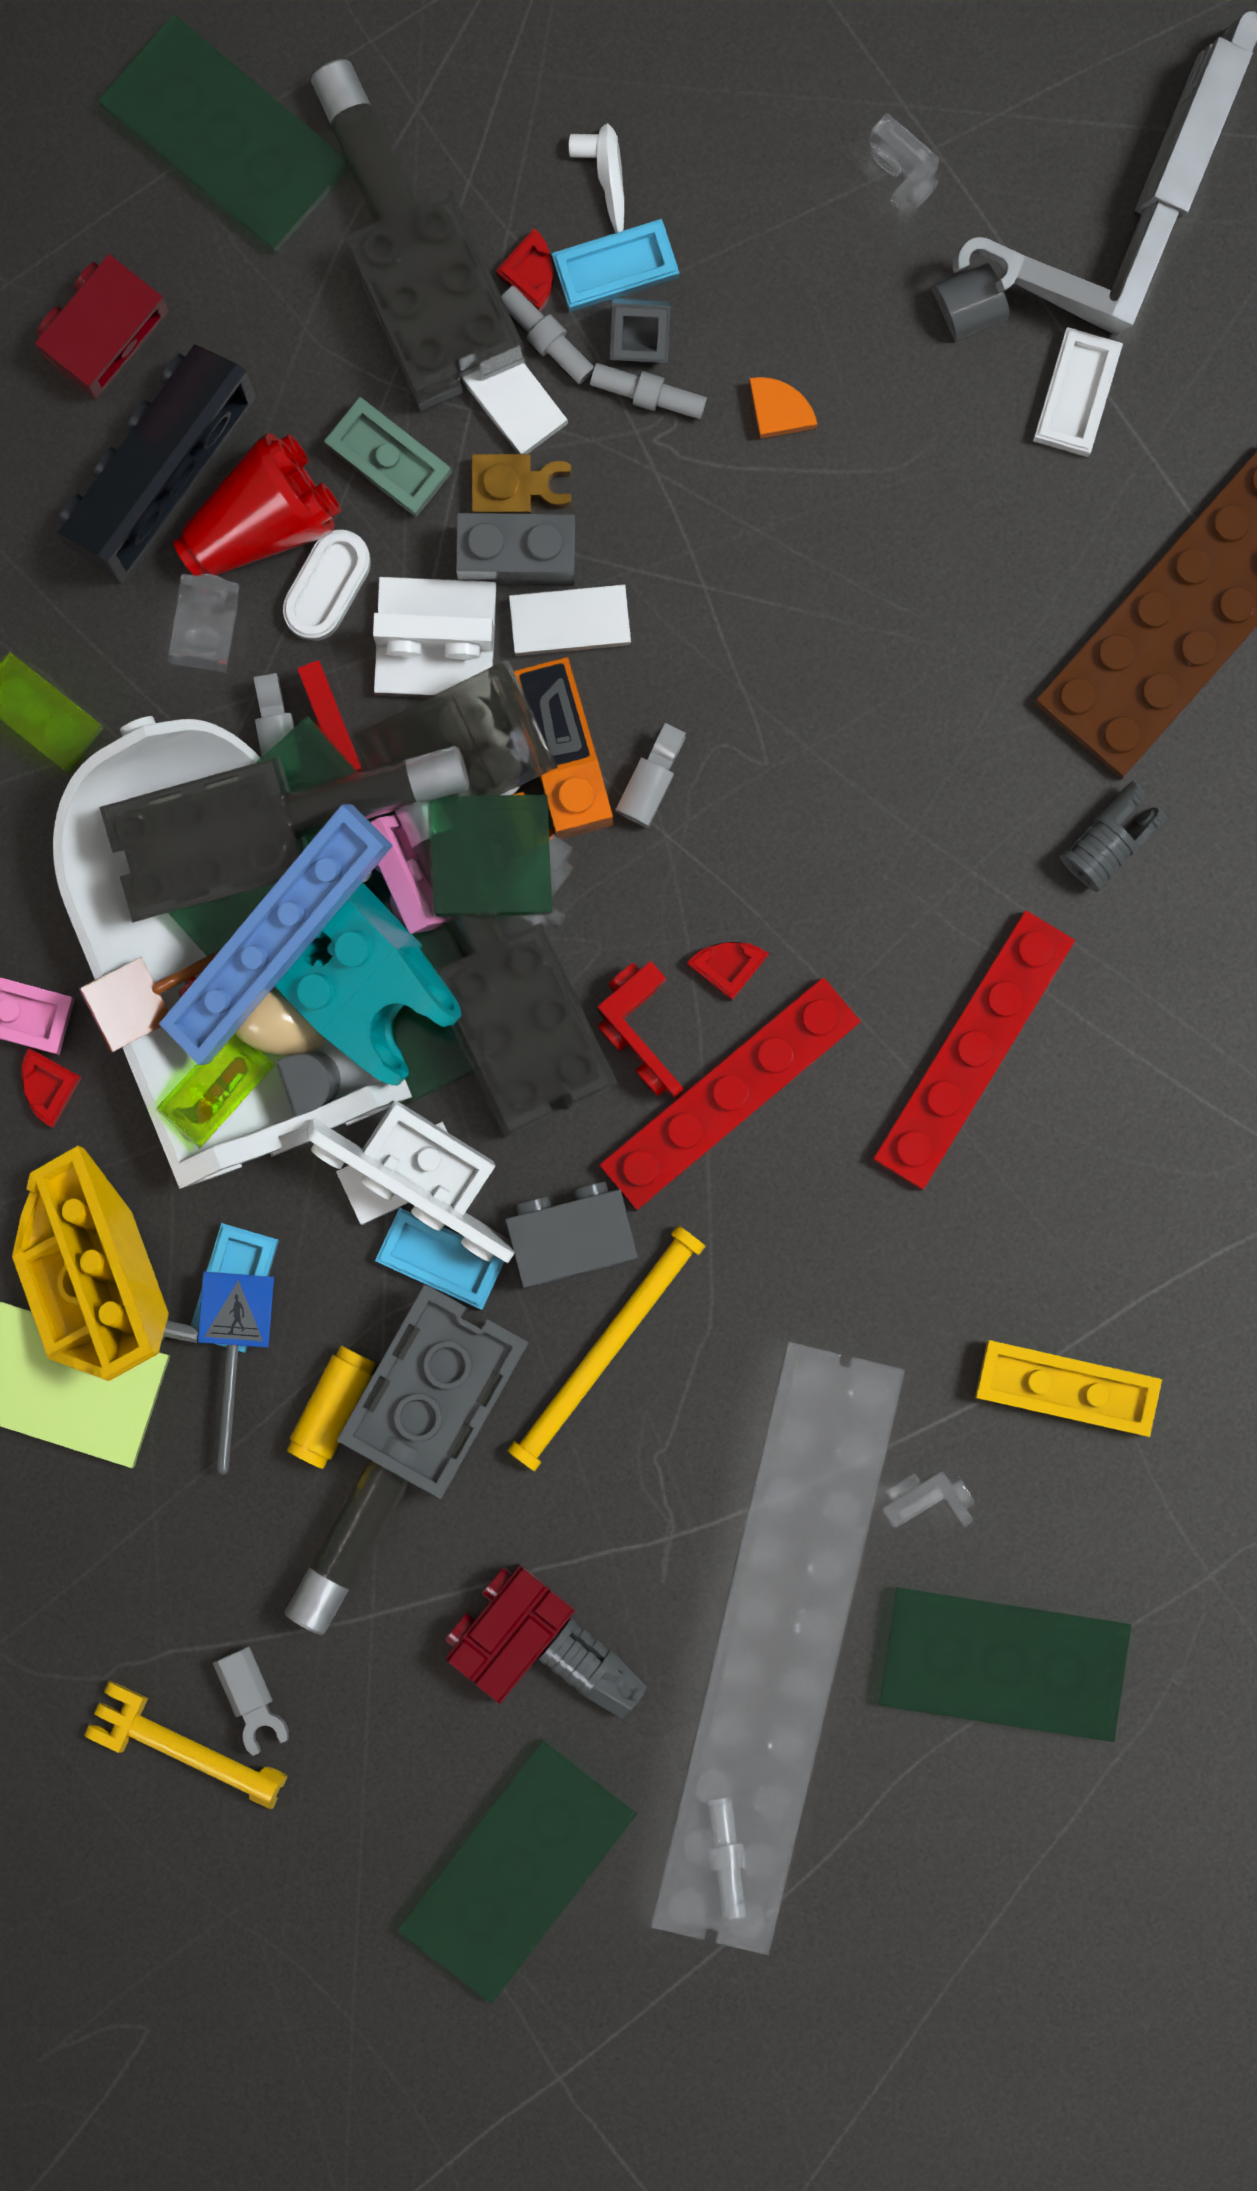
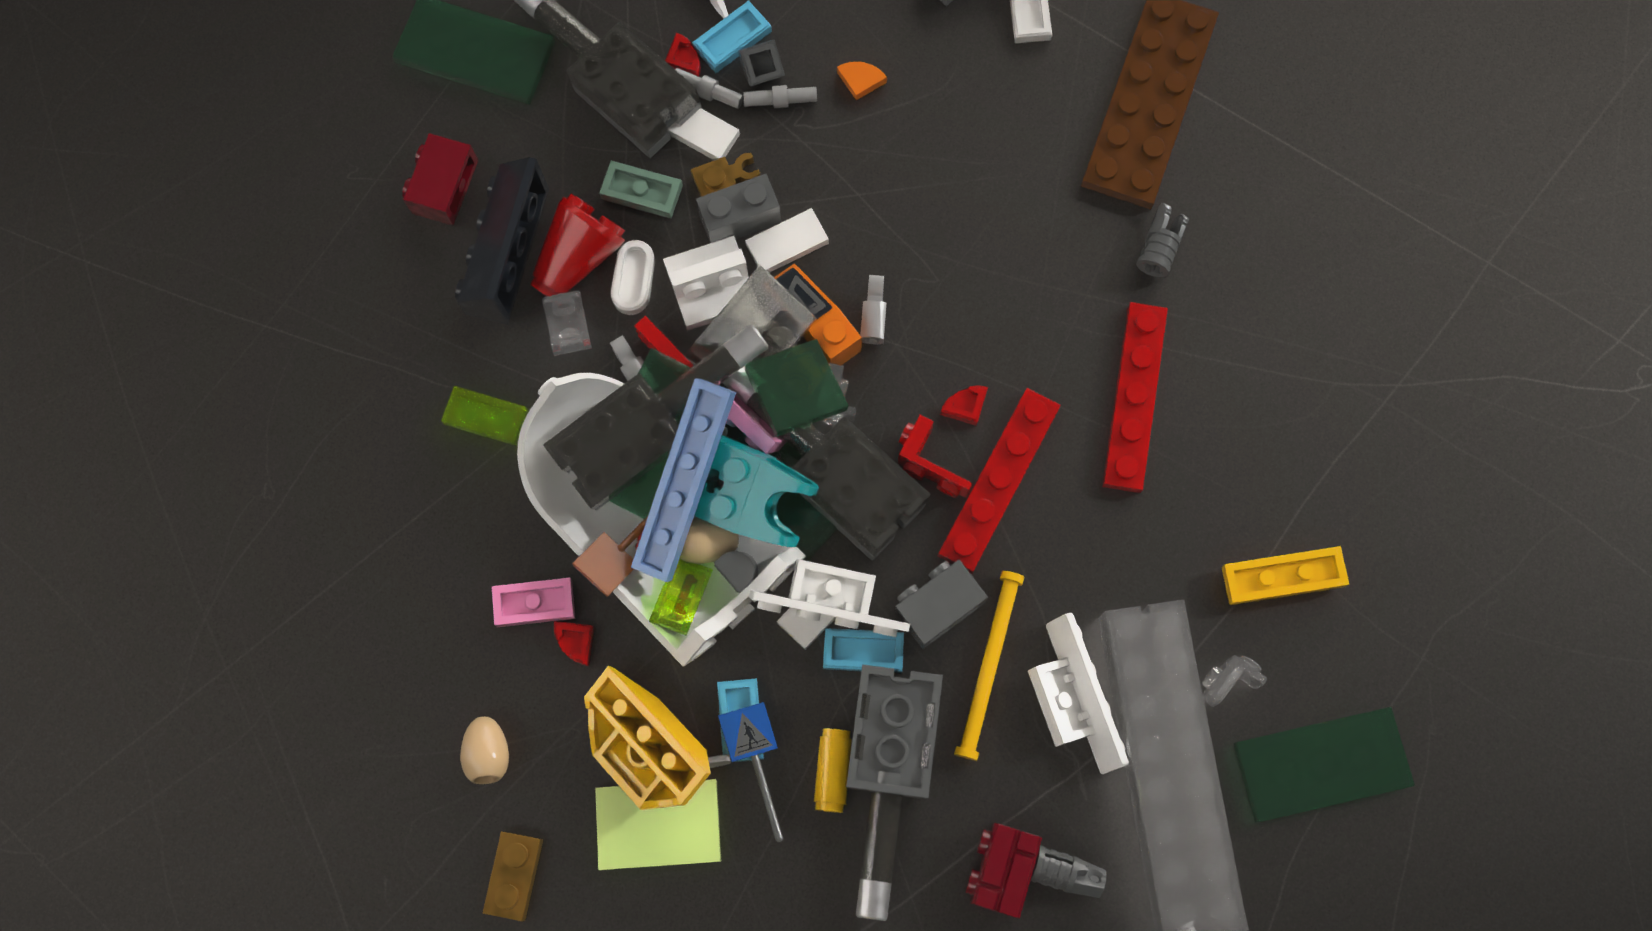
camera: 15 degrees left, 10 degrees down
(699, 1440) = (1074, 699): none -> white bracket

